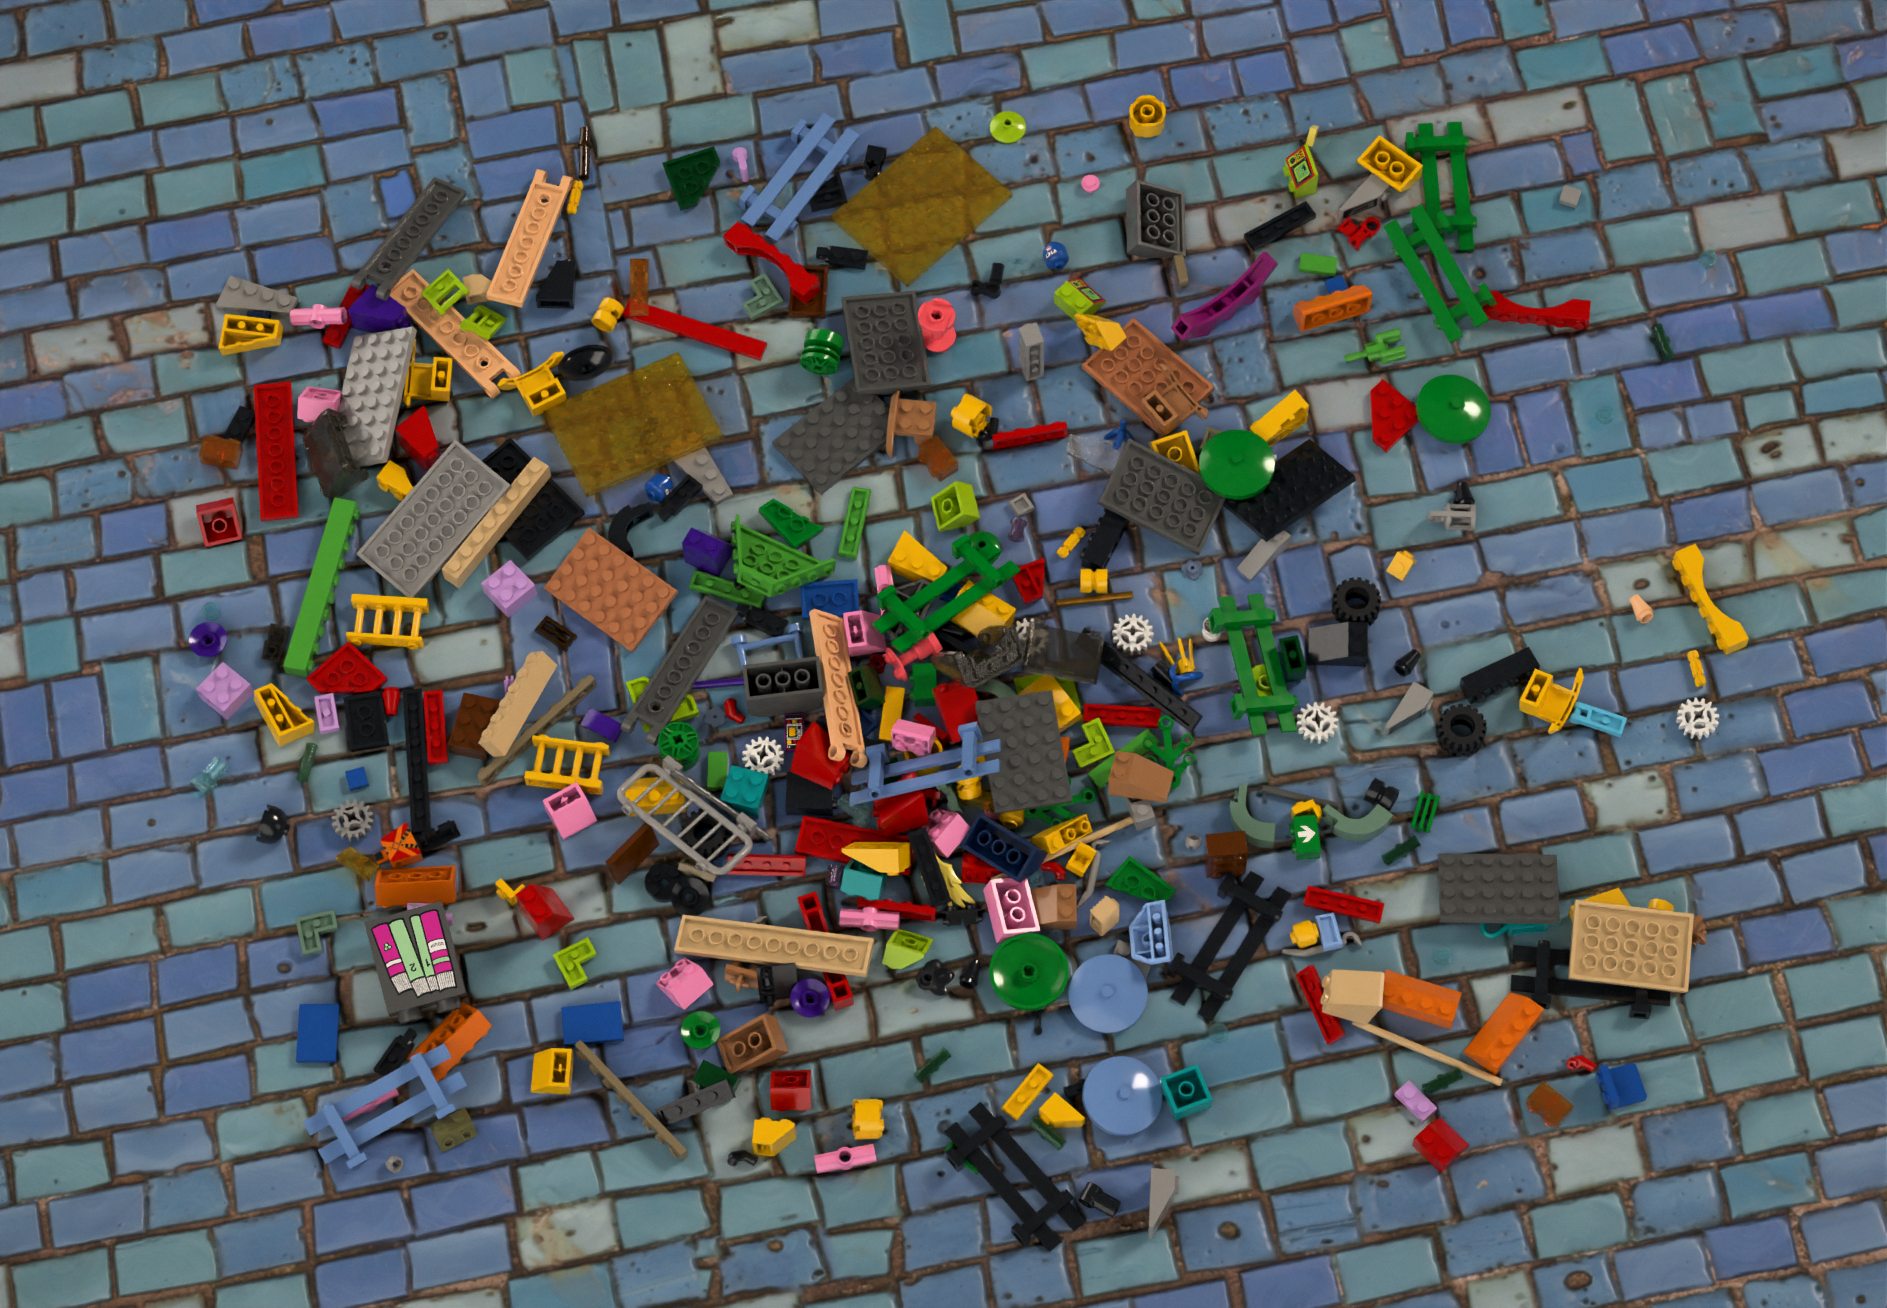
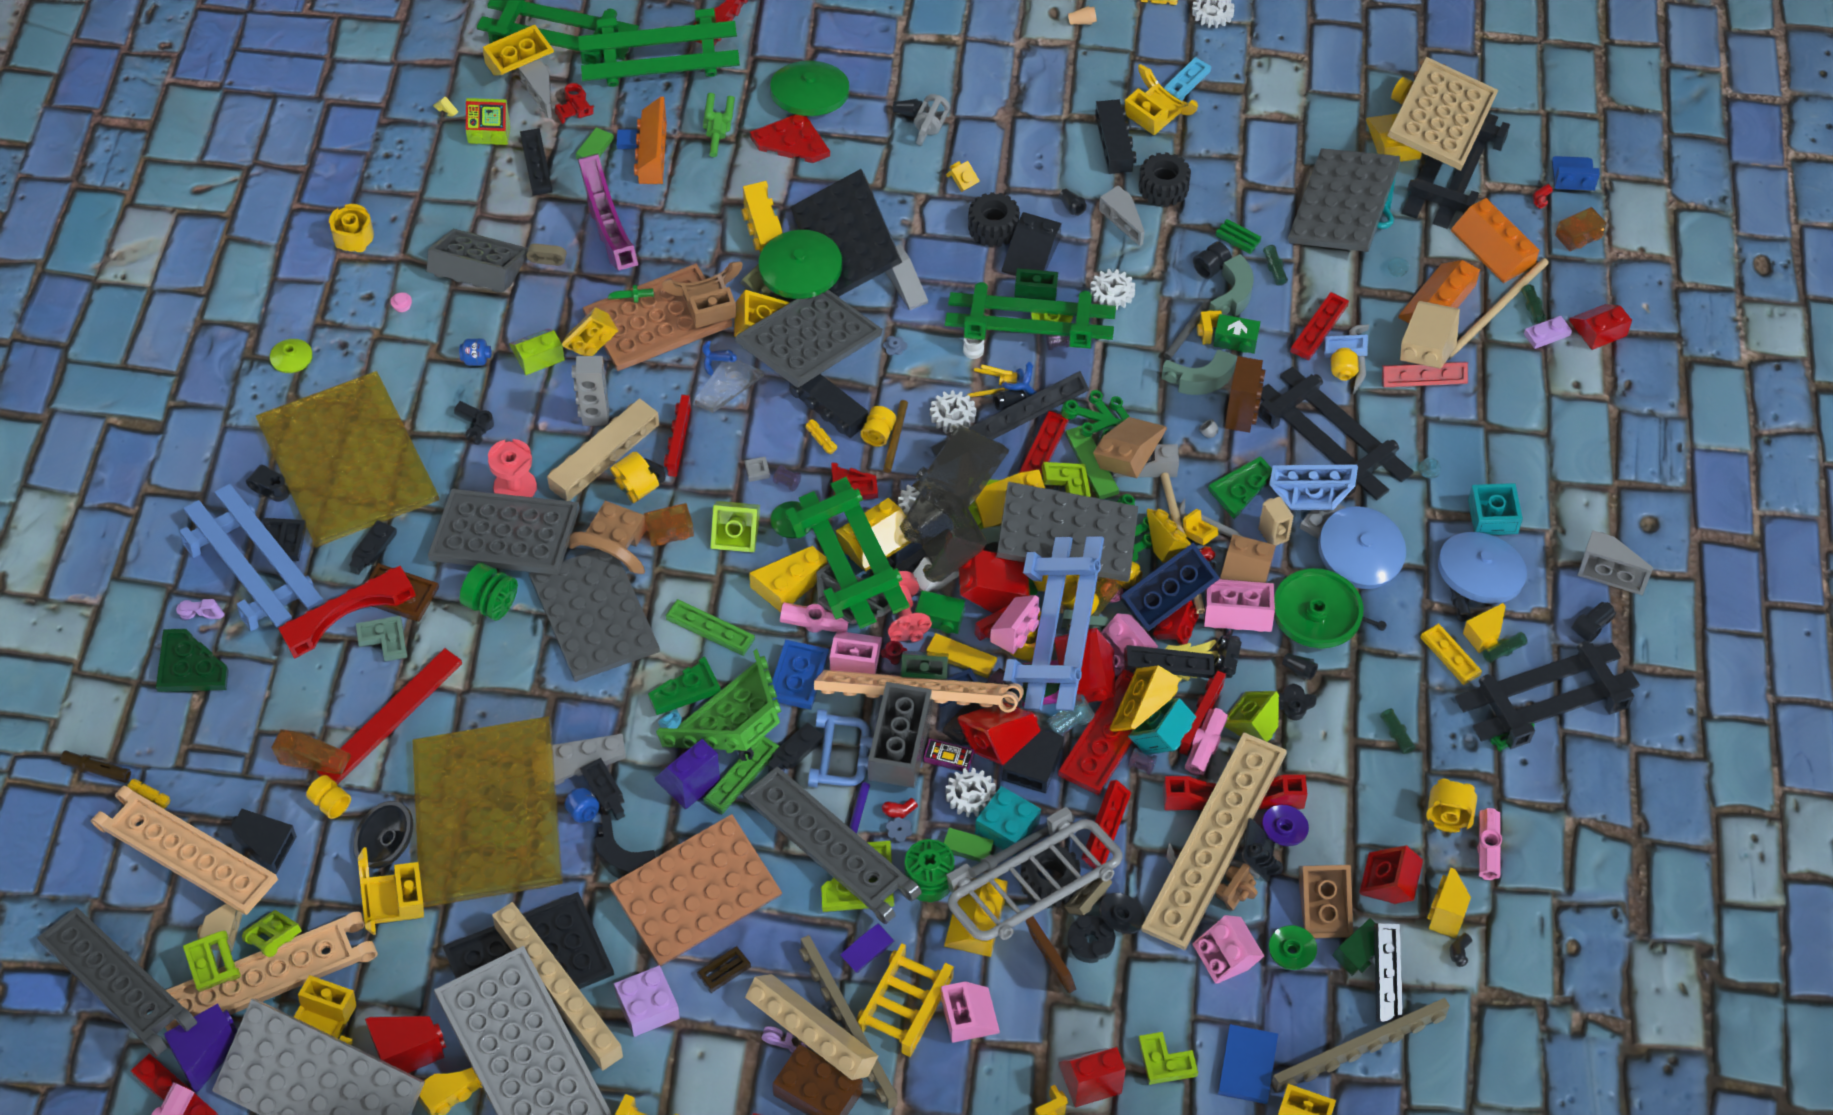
camera: 75 degrees left, 10 degrees down
(755, 523) = (671, 720): none -> medium azure tile
(994, 385) = (603, 450): none -> tan brick
(1159, 350) = (635, 293): none -> green piece

